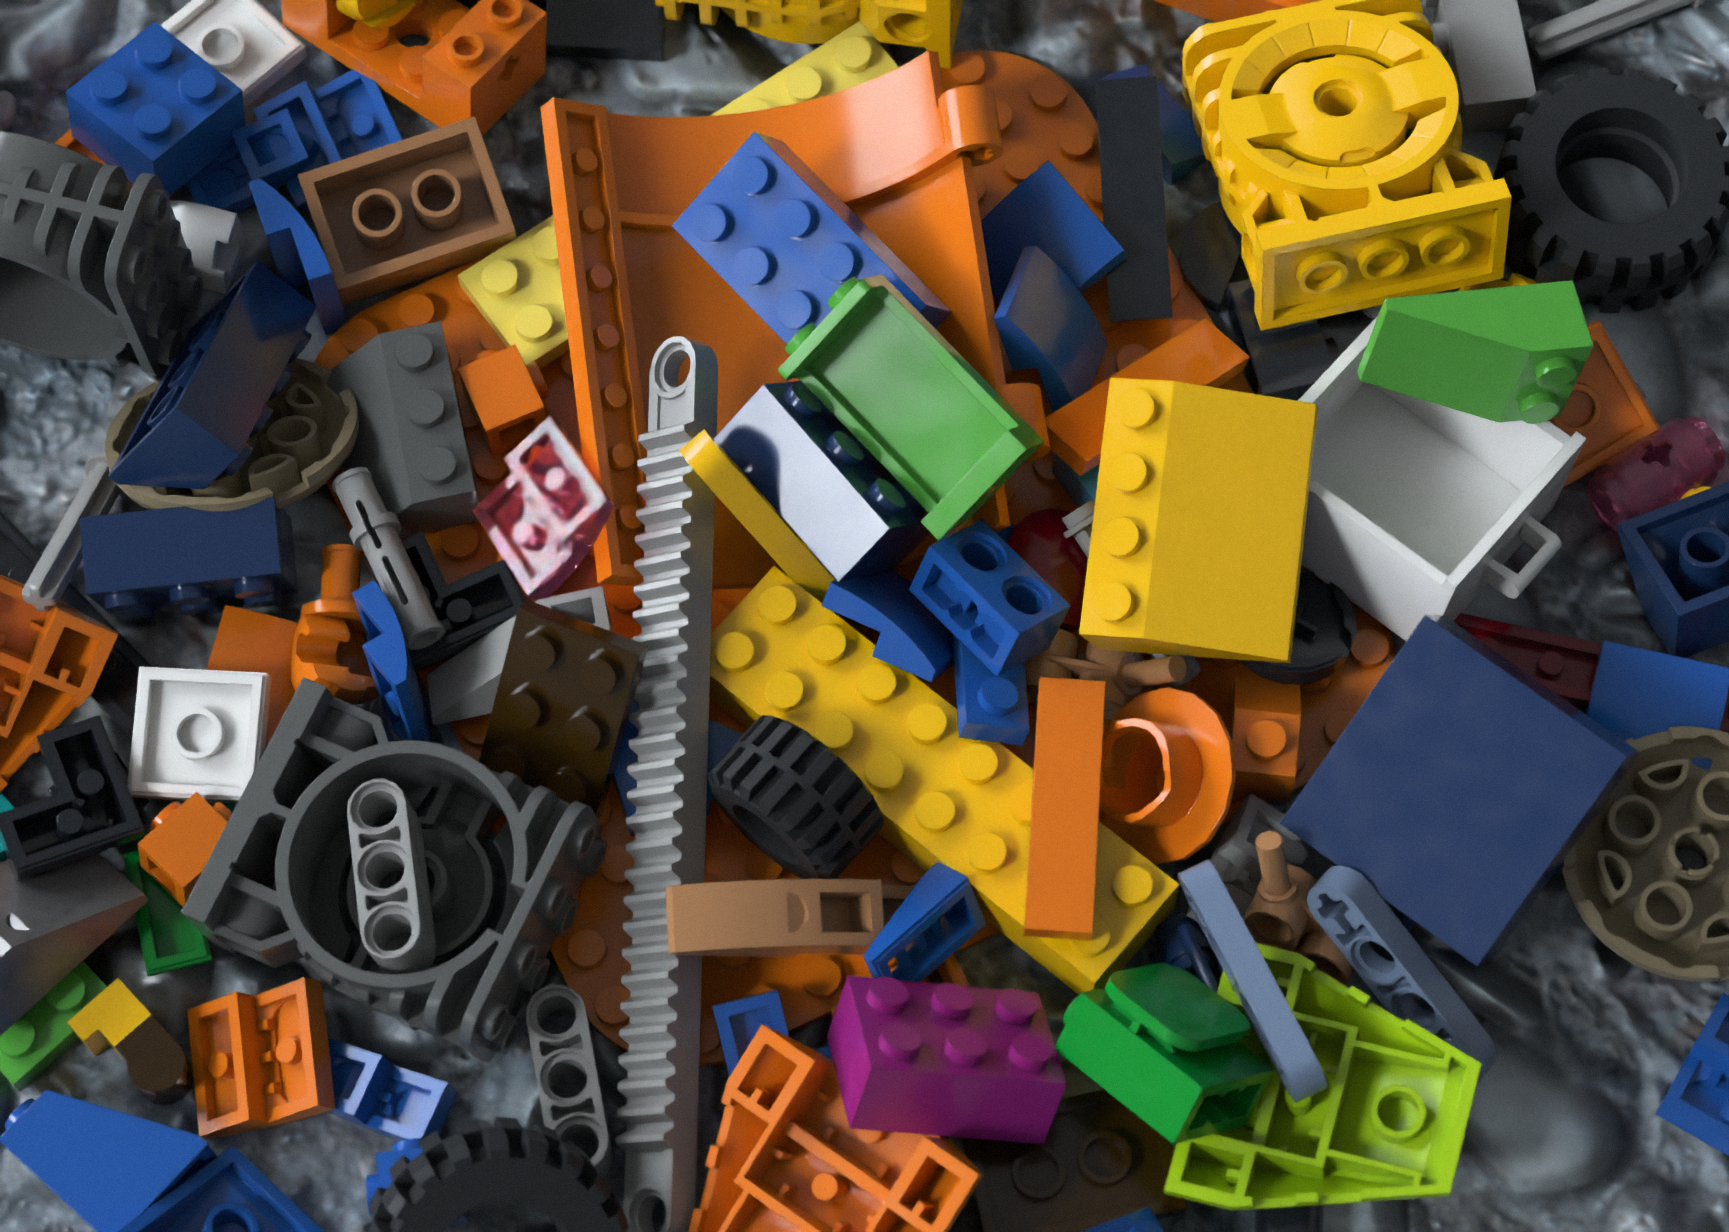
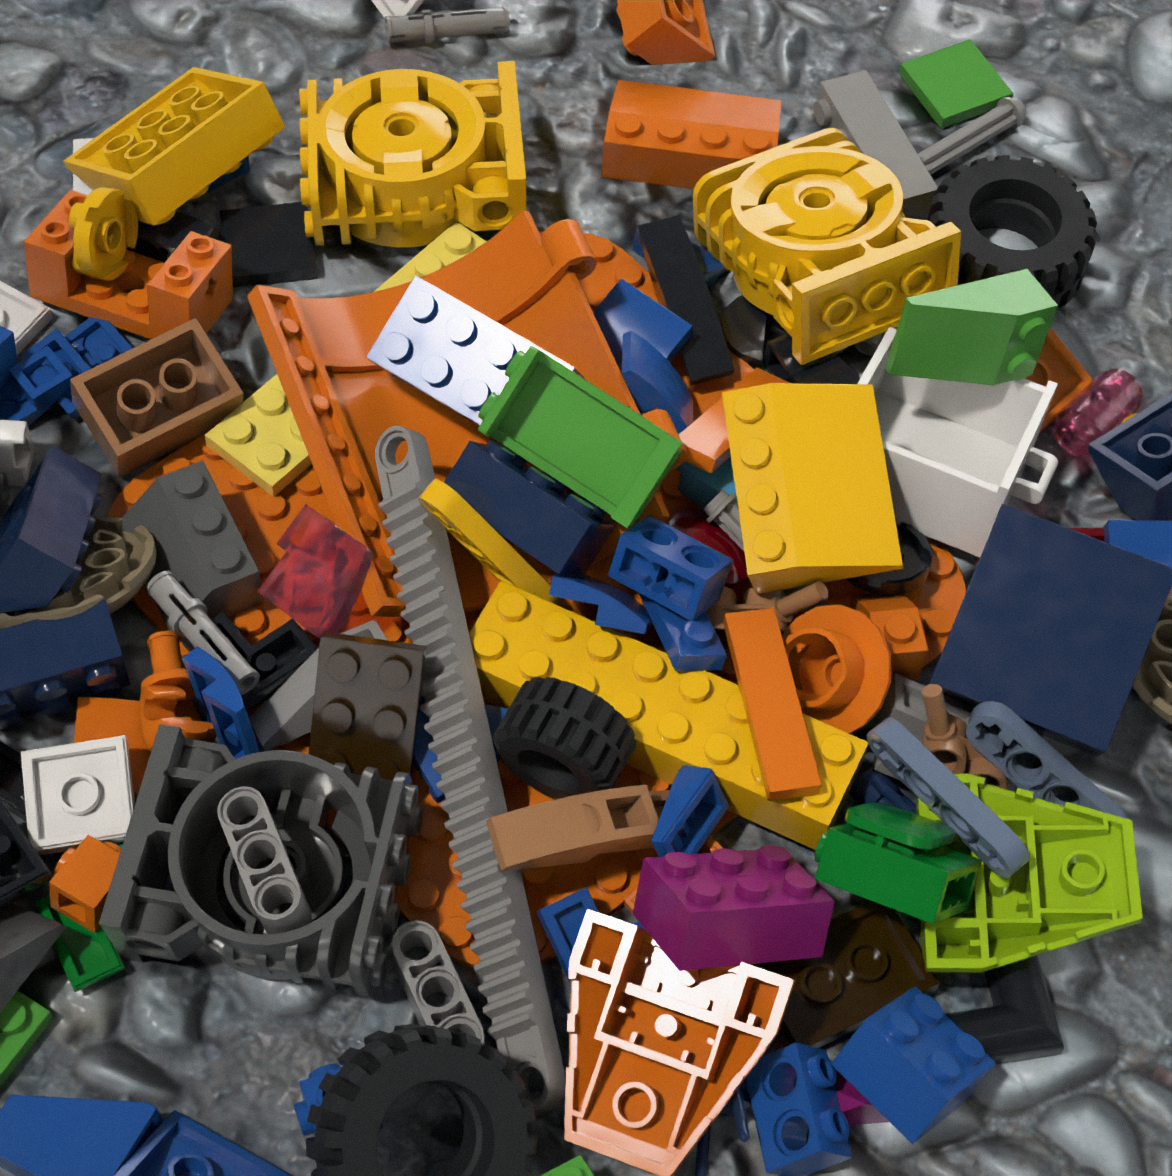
camera: 20 degrees left, 10 degrees down
(151, 1053) = (78, 1042): leg -> none
(260, 1059) = (182, 1035): orange slope -> none
(298, 253) = (81, 436): blue slope -> none
(387, 1096) = (281, 1043): blue slope -> none
(504, 396) = (261, 509): orange brick -> none

